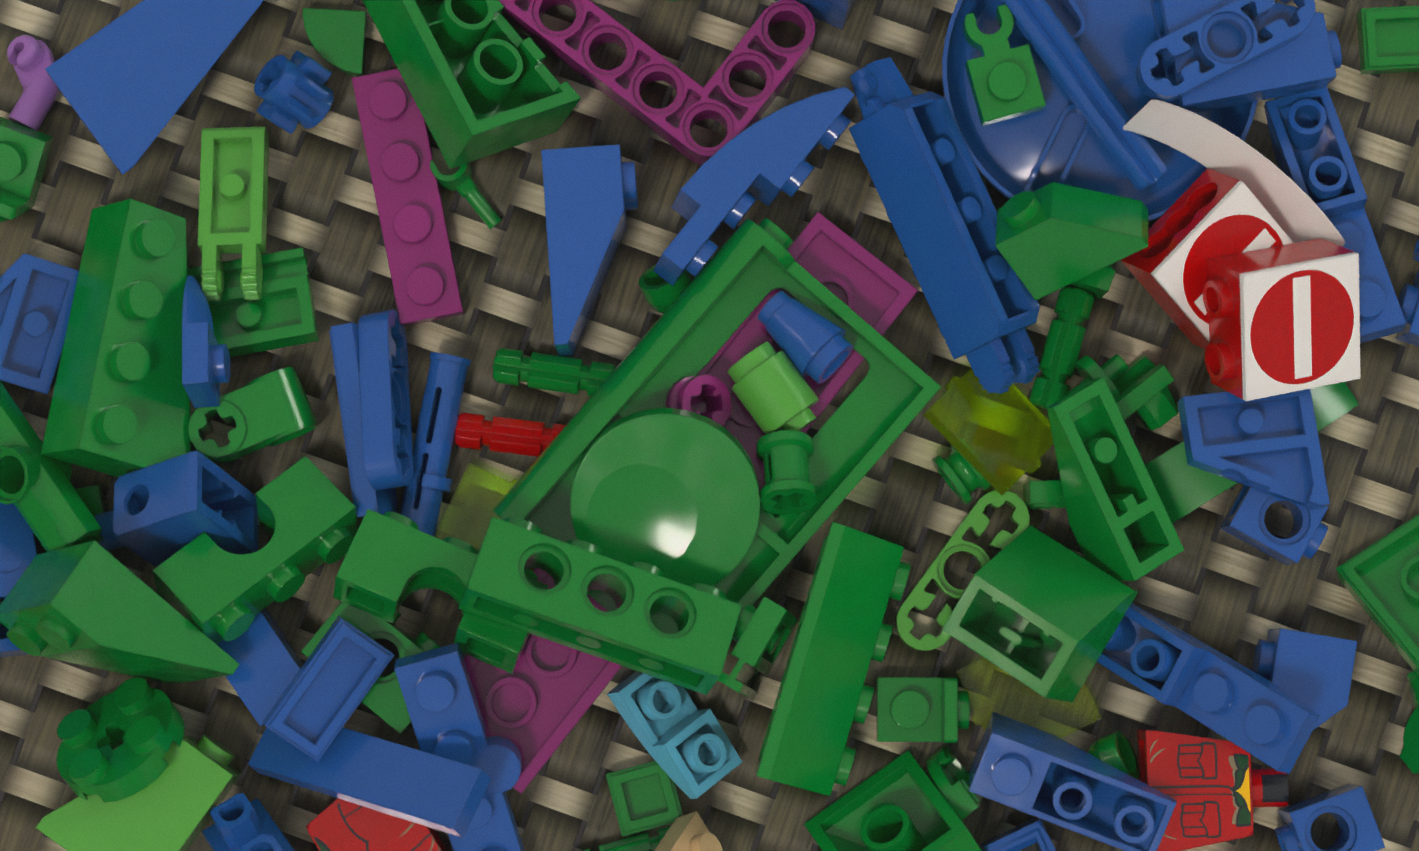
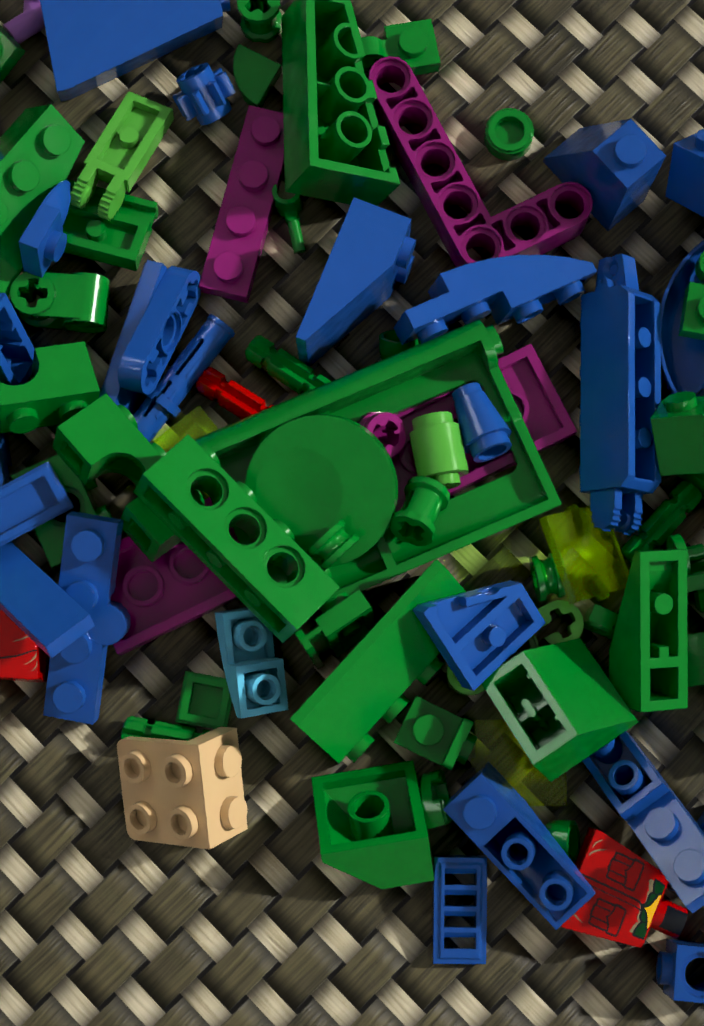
camera: 30 degrees right, 5 degrees down
(711, 560) = (333, 544): none -> green bush
(916, 571) = (480, 628): none -> blue wing

